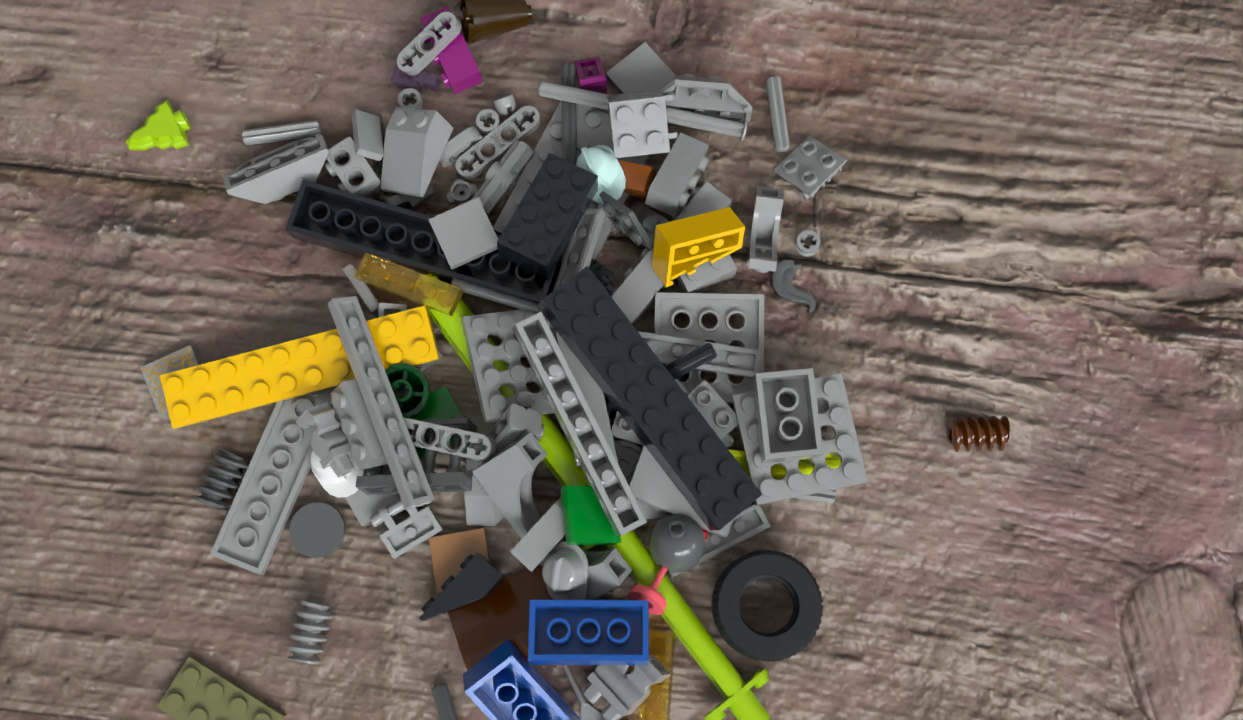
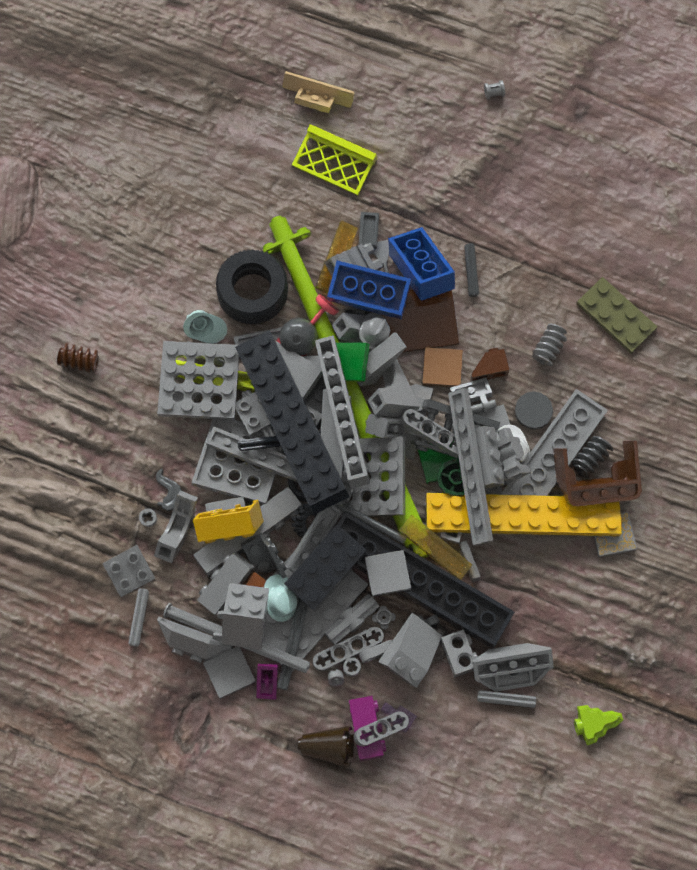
camera: 170 degrees left, 5 degrees down
(192, 431) = (621, 486): none -> reddish brown windscreen
(367, 135) = (442, 674): light grey tile -> none
(390, 578) = (491, 366): none -> reddish brown slope
(409, 93) = (405, 692): light grey bush -> none
(471, 585) = (440, 344): black slope -> none
(787, 415) = (204, 387): light grey brick -> none
(817, 527) = (205, 327): none -> light aqua piece

